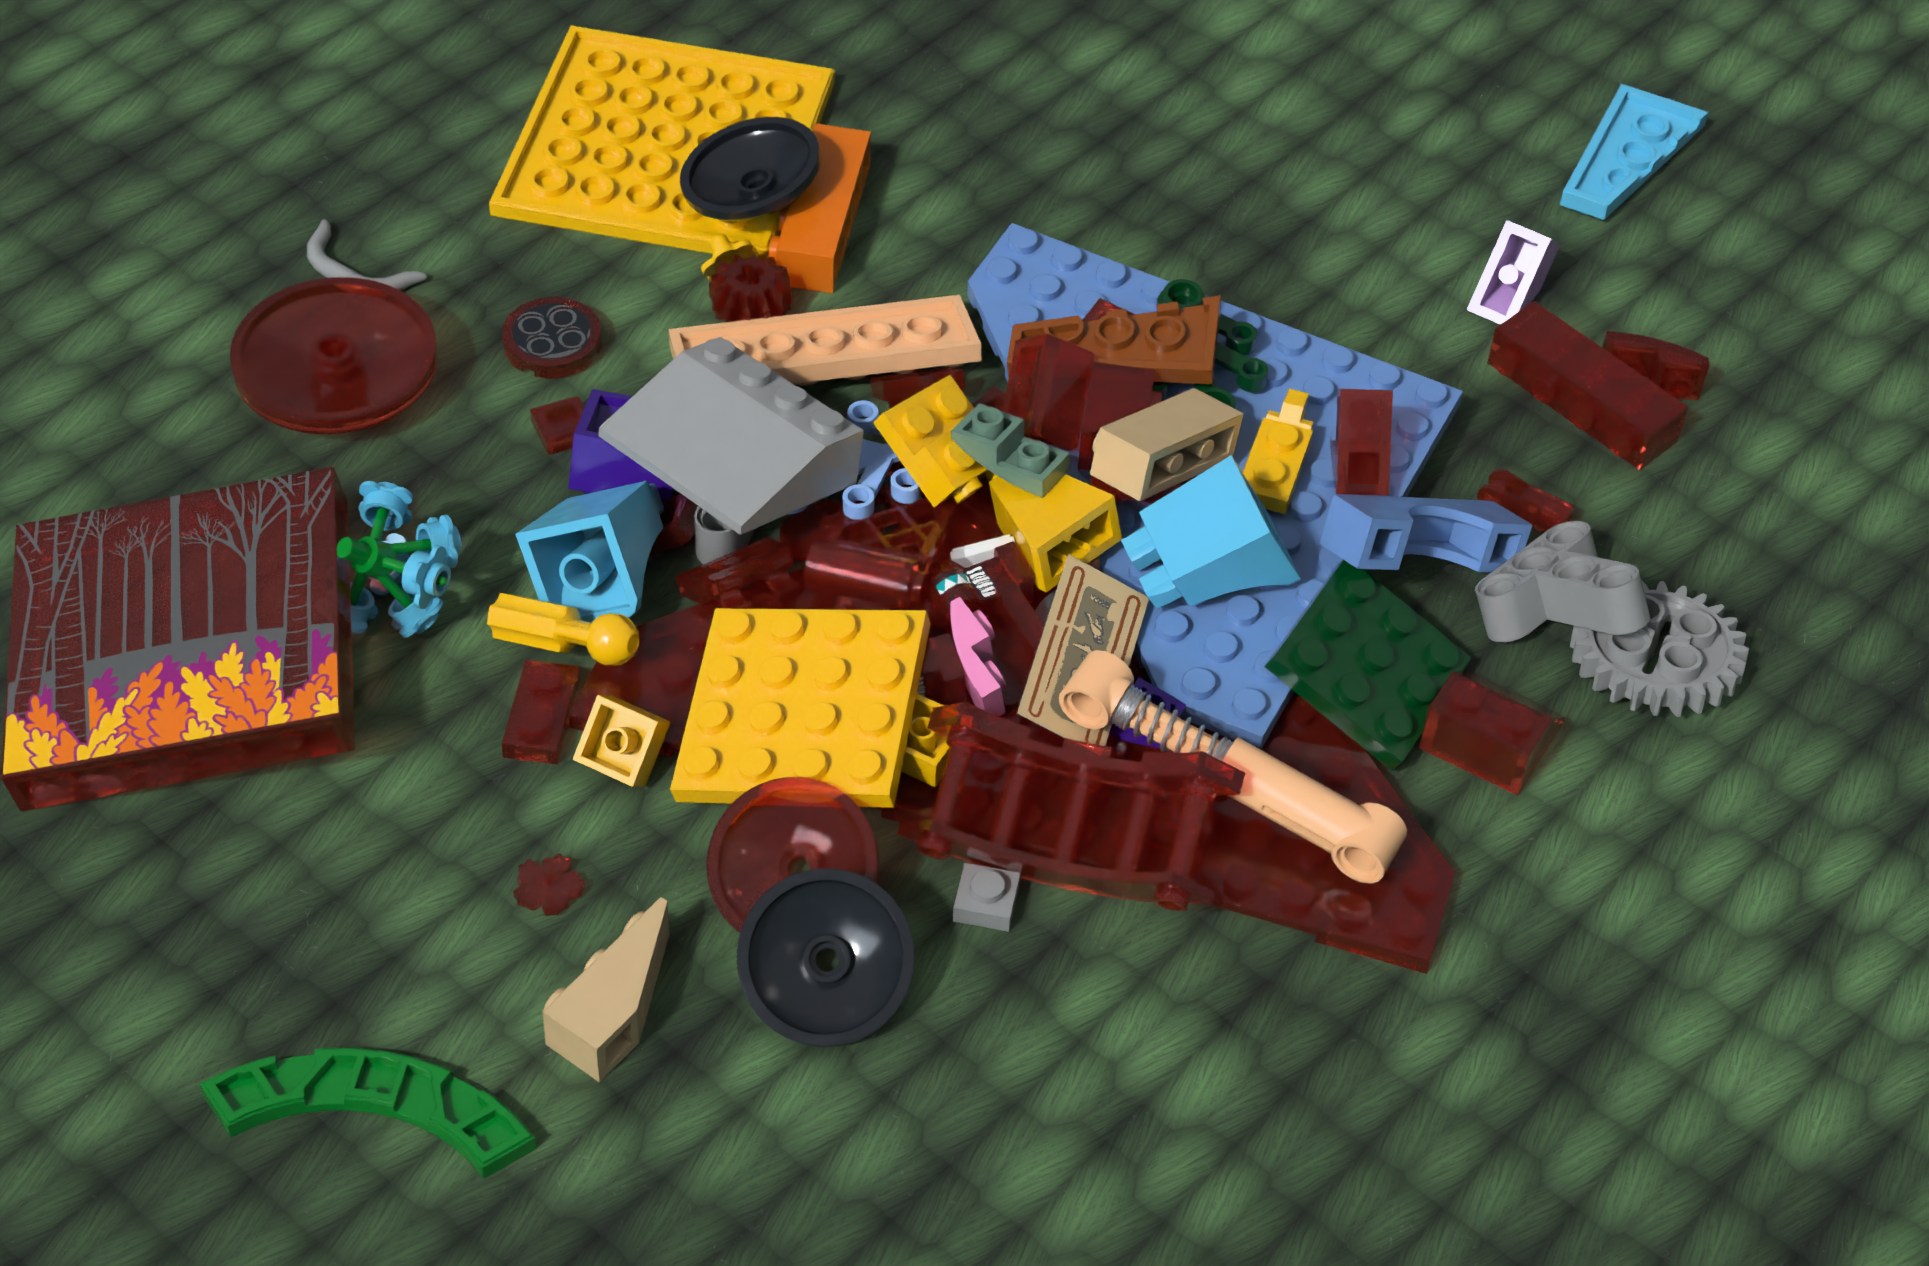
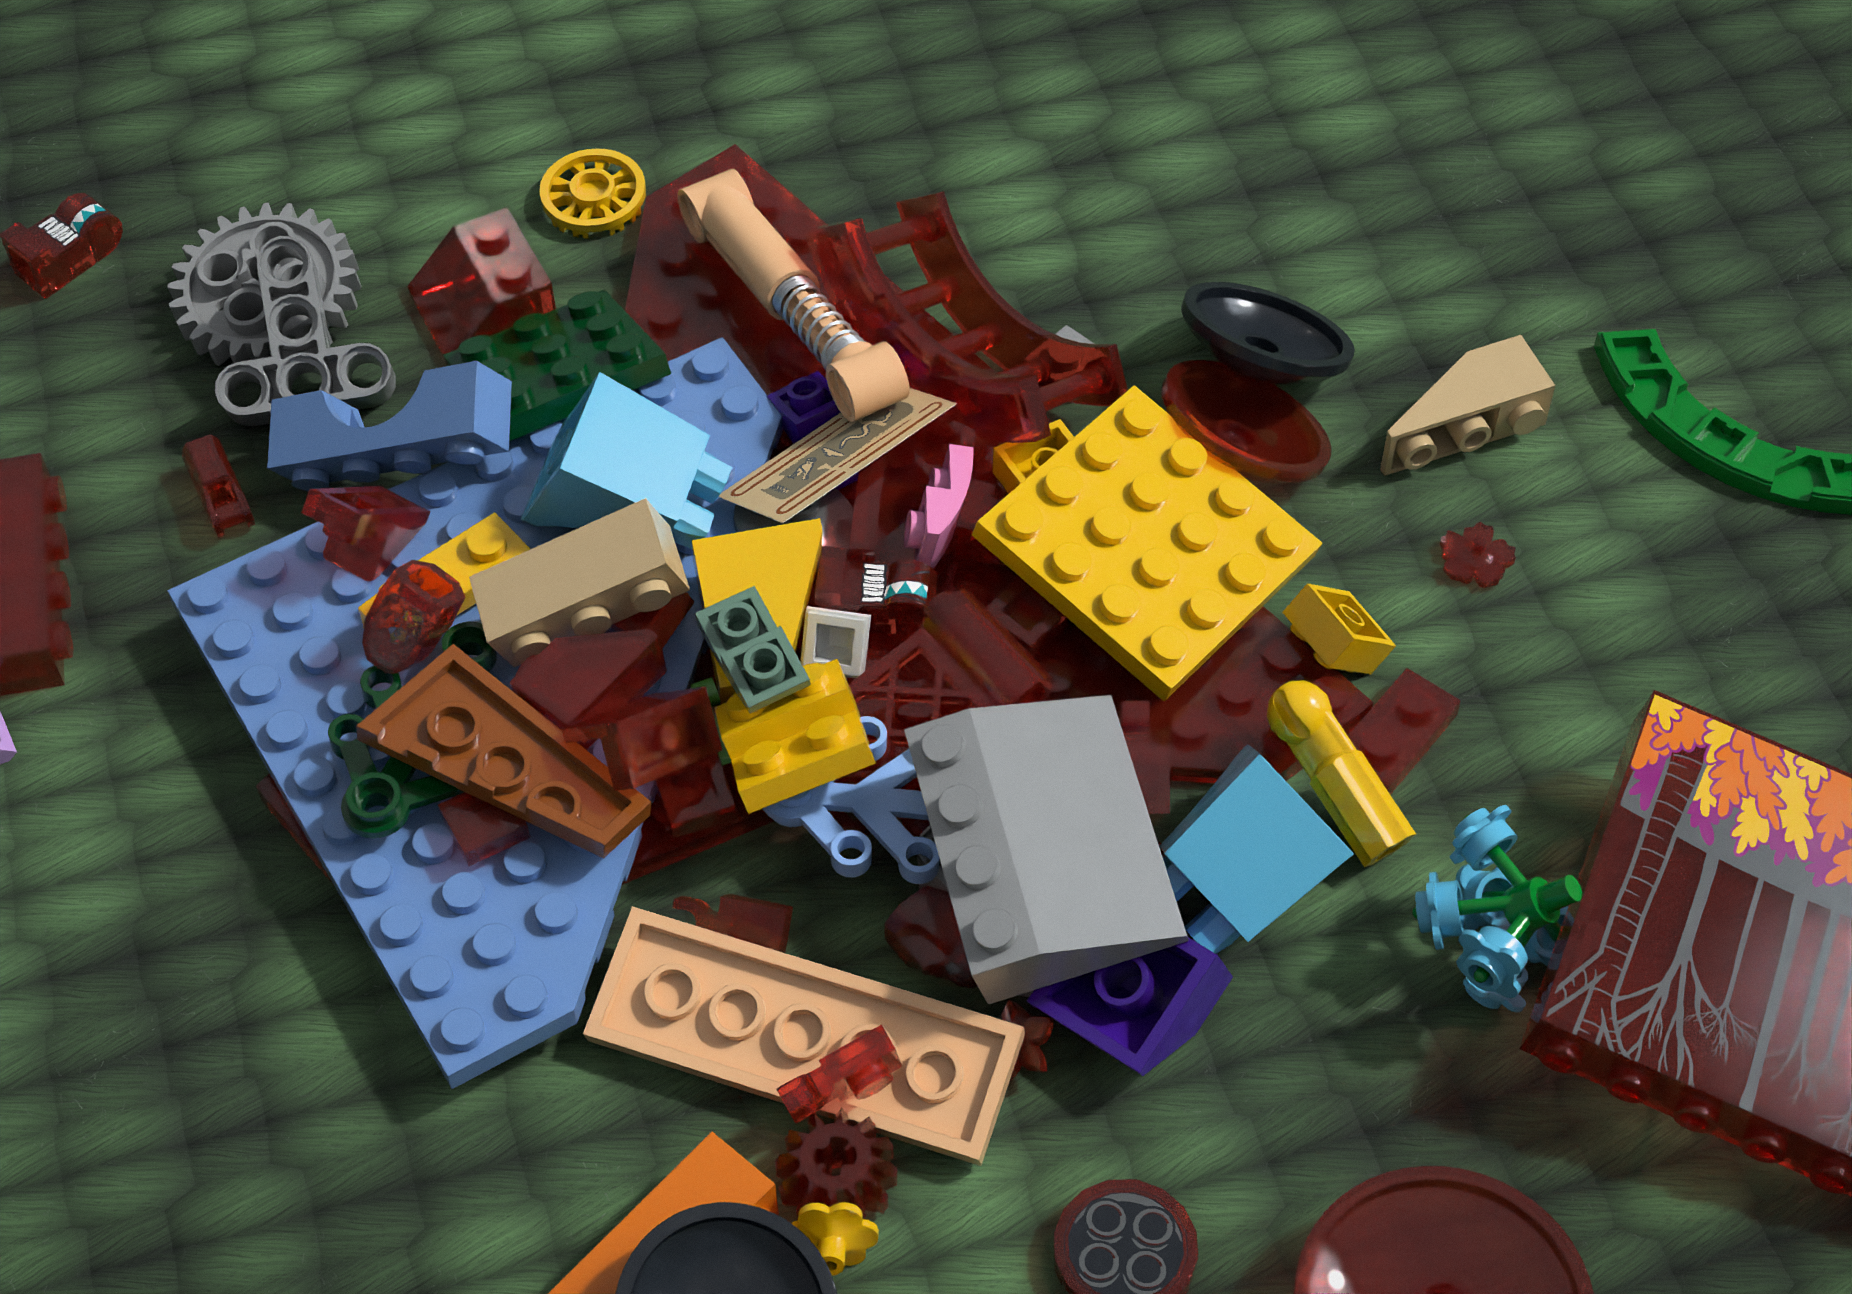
camera: 145 degrees left, 5 degrees up
(557, 423) = (1182, 1103): clear red tile -> none
(770, 307) = (854, 1069): none -> clear red plate
(1258, 382) = (410, 616): none -> clear red rock
(1507, 867) = (593, 192): none -> yellow wheel
(1847, 611) = (62, 243): none -> clear red leg

